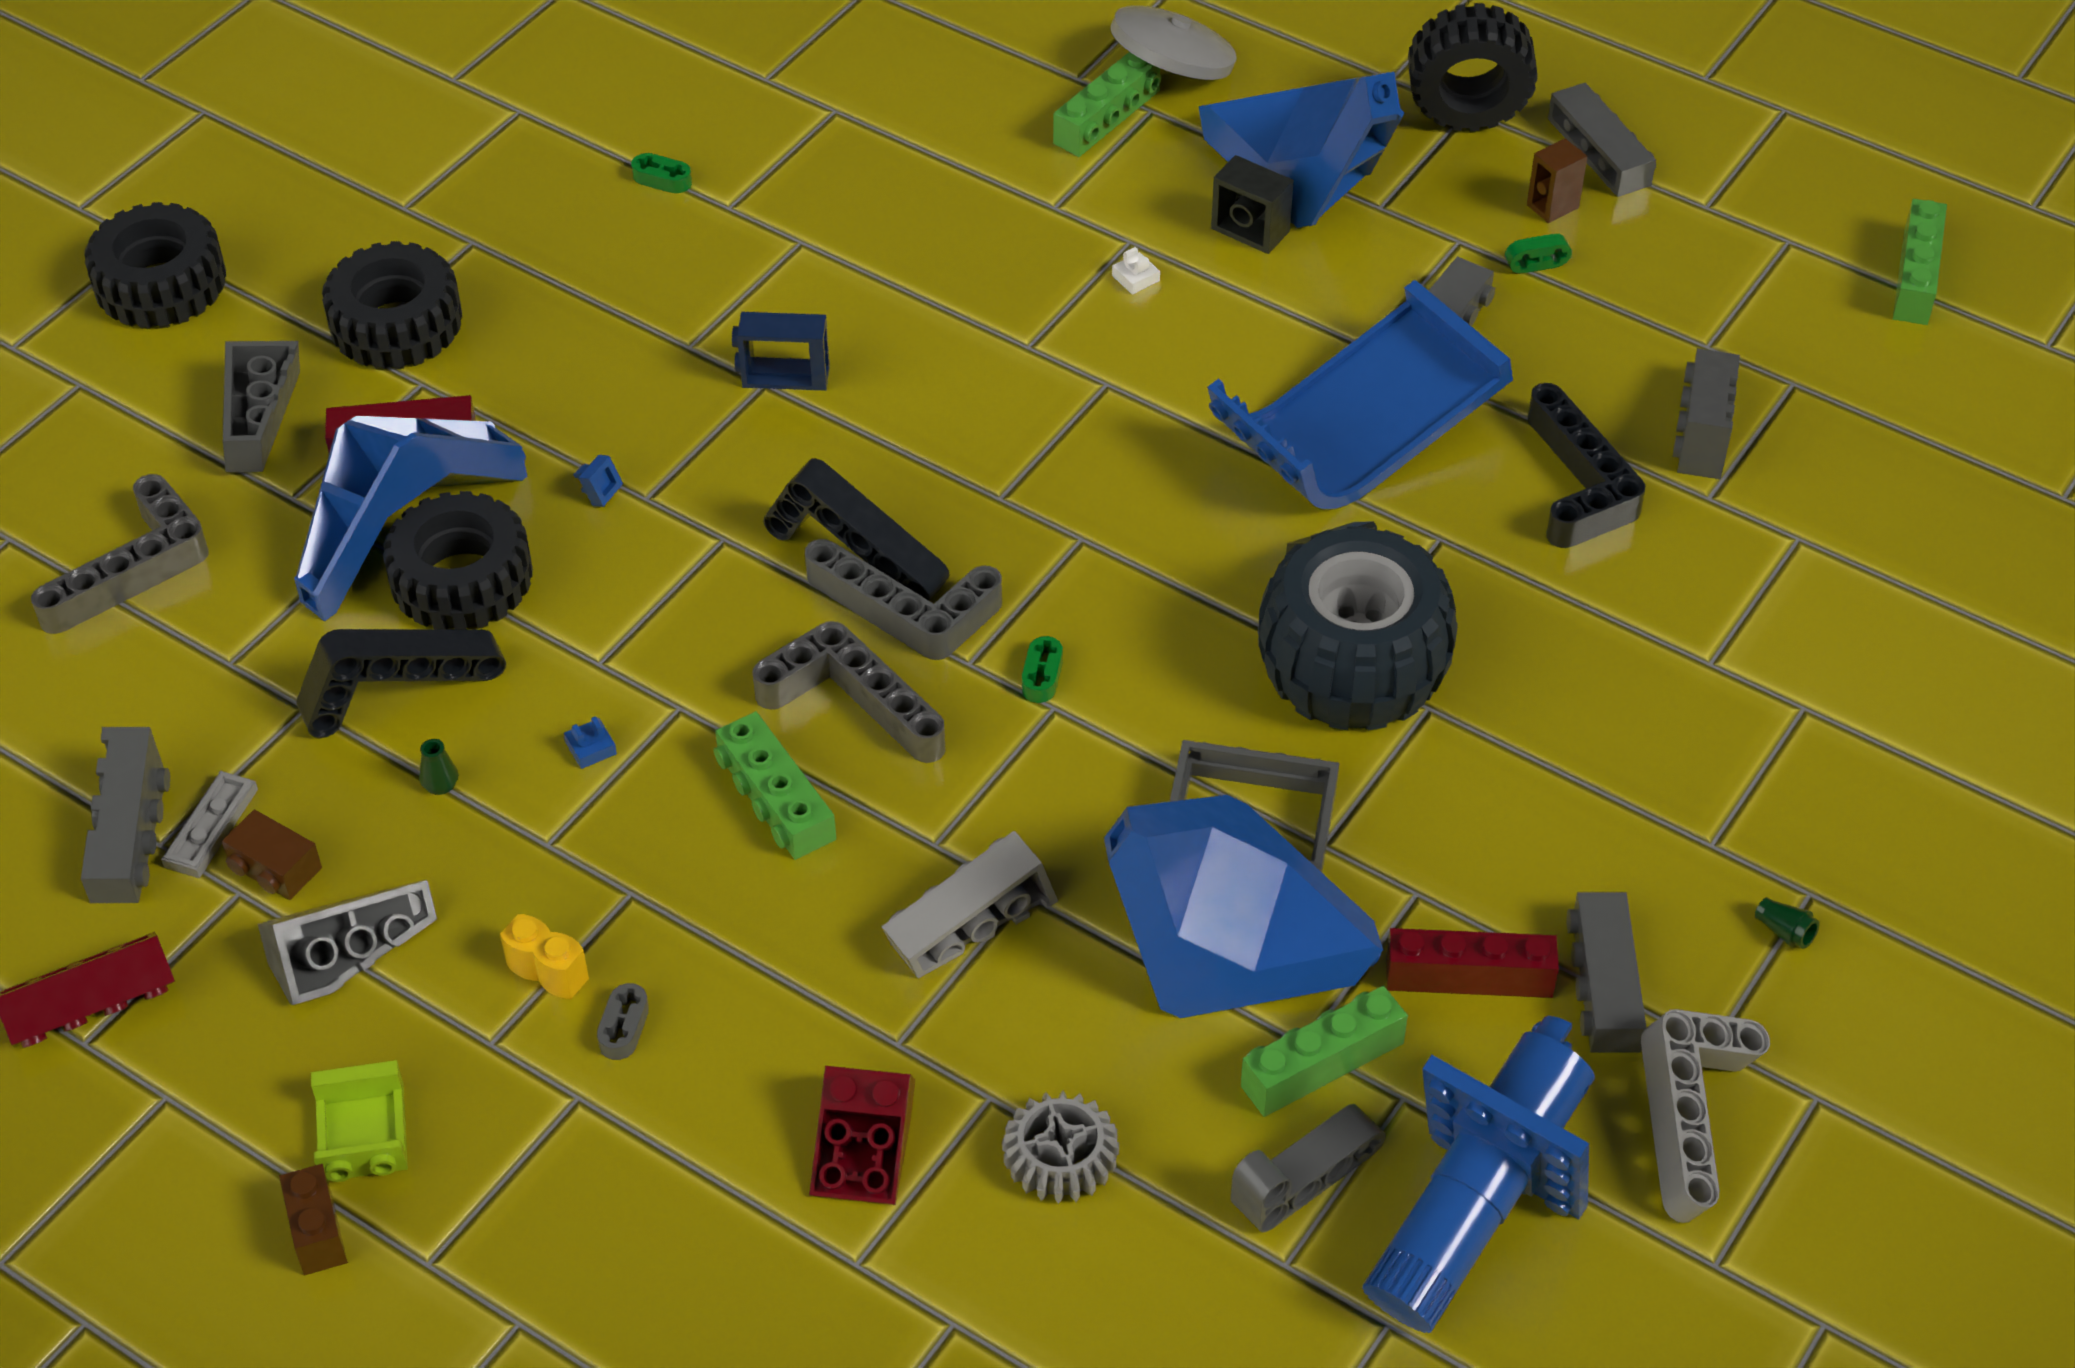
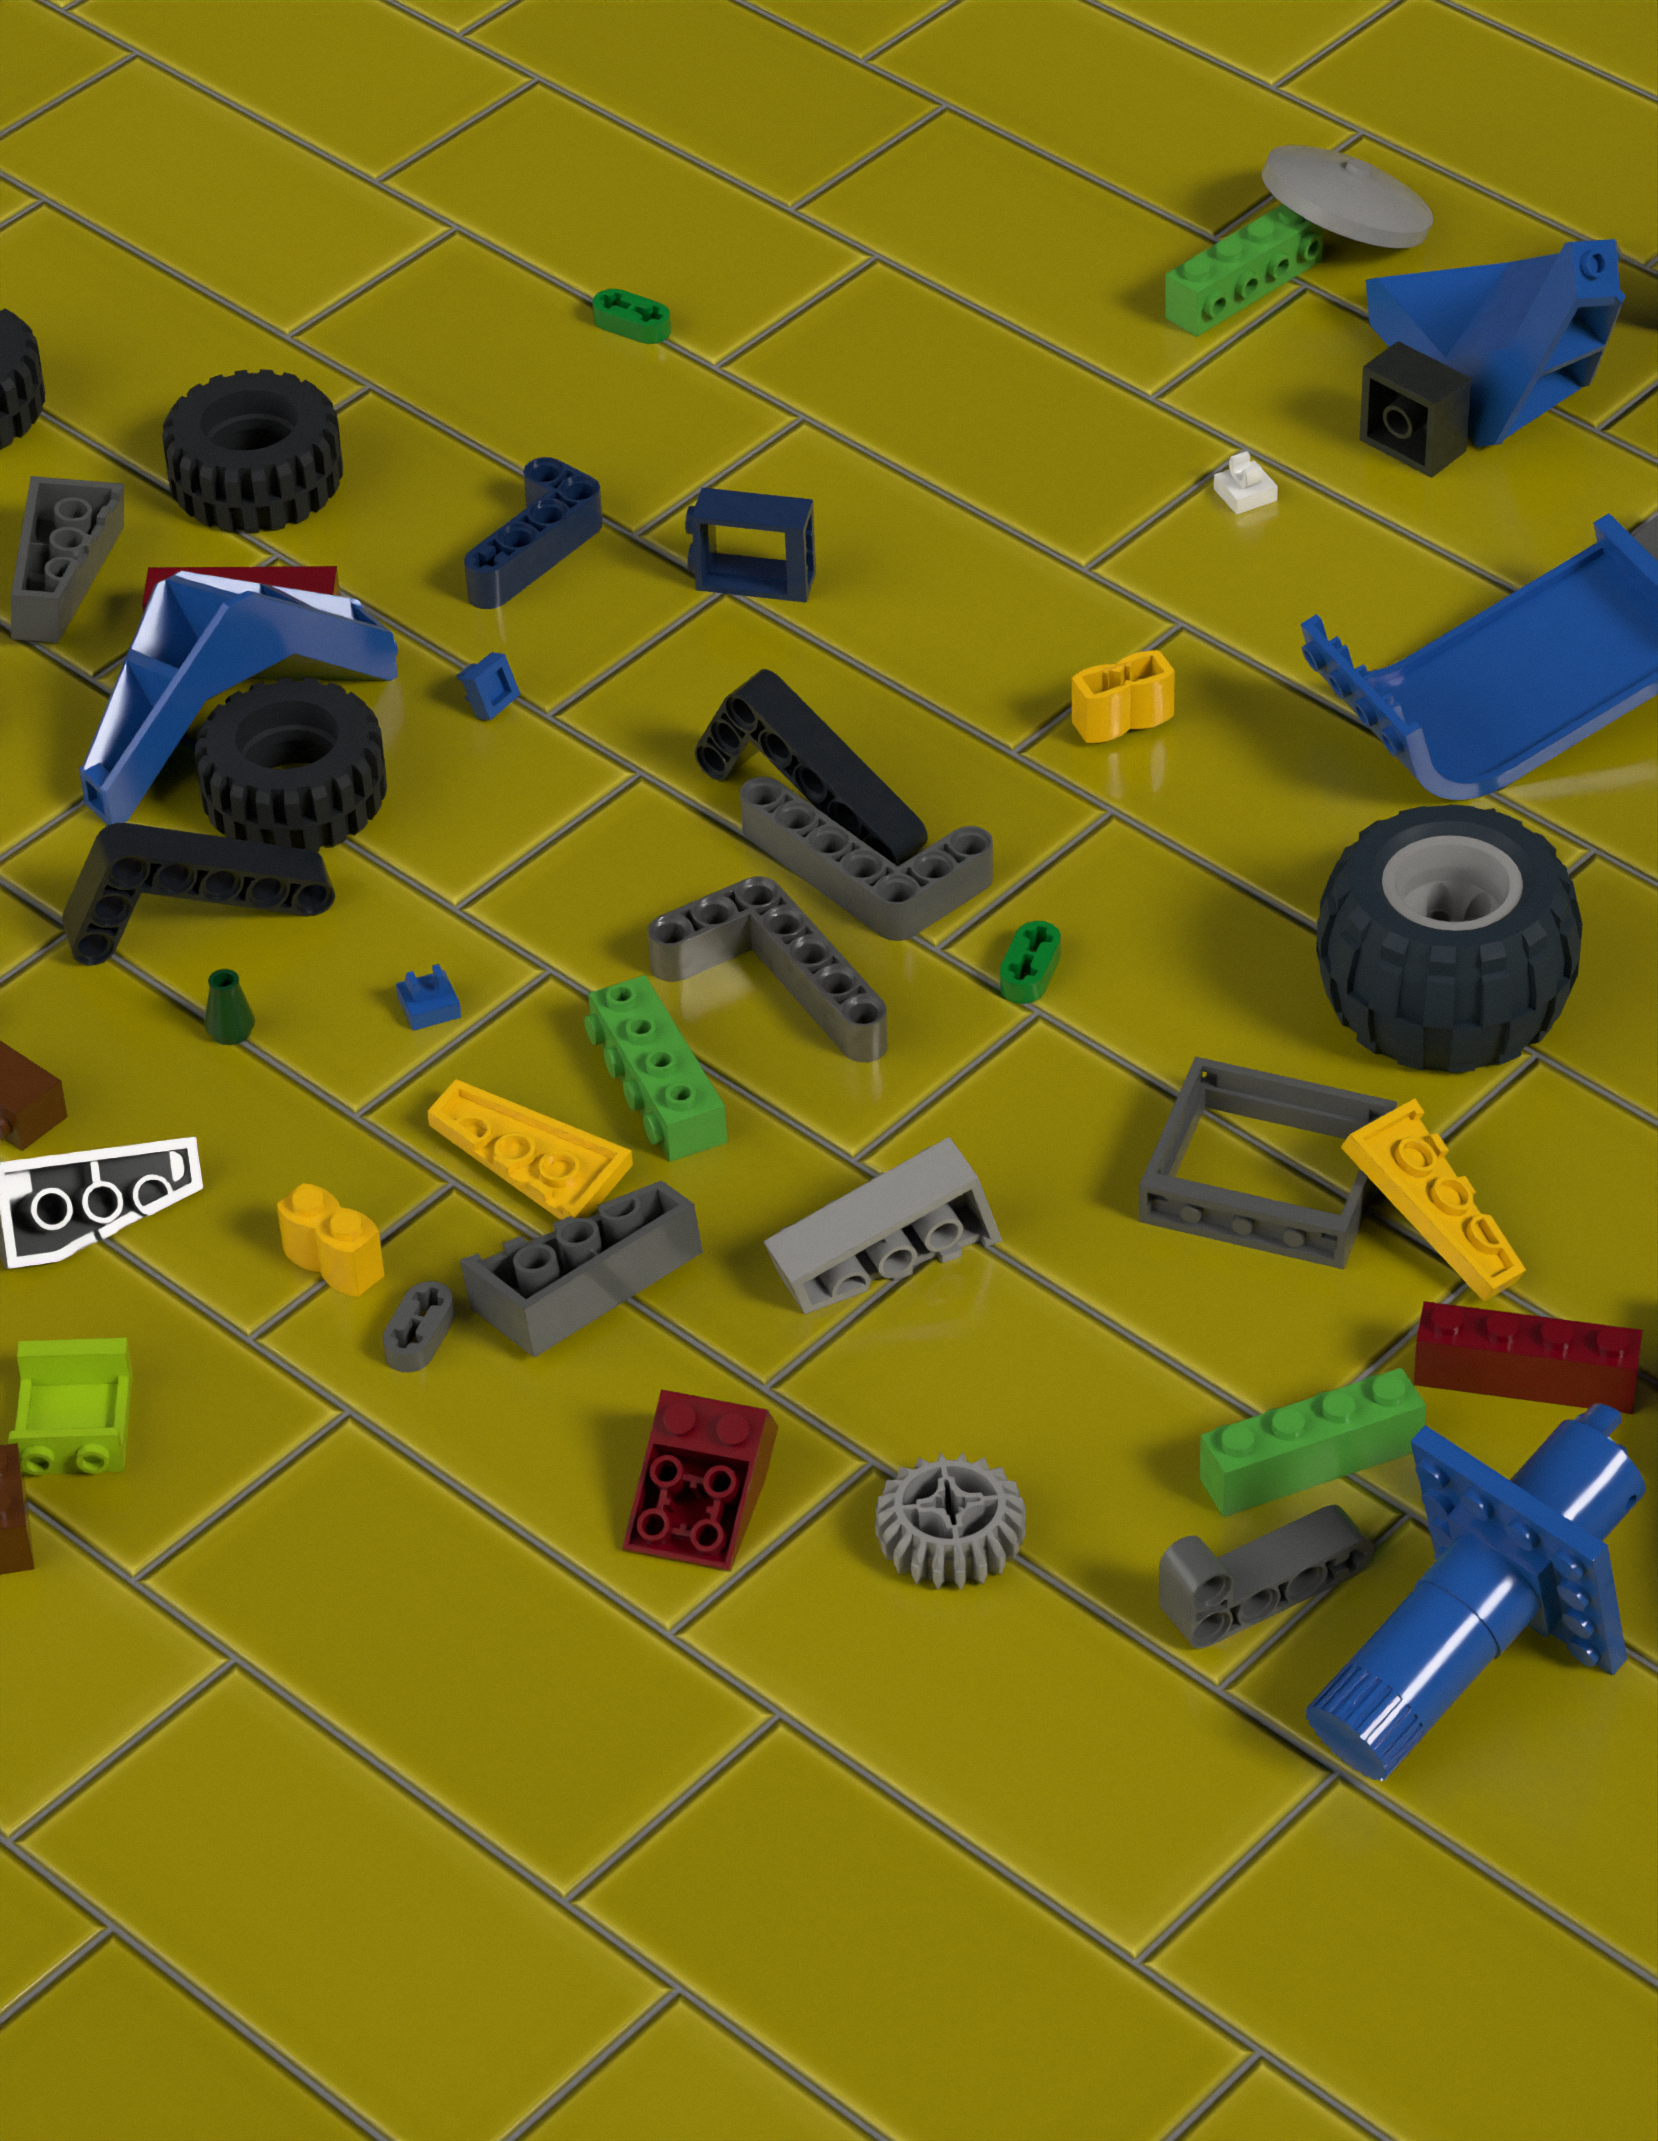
camera: 10 degrees right, 5 degrees down
(632, 338) = (558, 518): none -> dark blue beam
(694, 866) = (536, 1154): none -> yellow wing
(744, 963) = (583, 1268): none -> dark grey wedge
(1077, 449) = (1123, 696): none -> yellow brick
(1231, 908) = (1212, 1253): blue panel -> none
(1367, 827) = (1422, 1185): none -> yellow wing

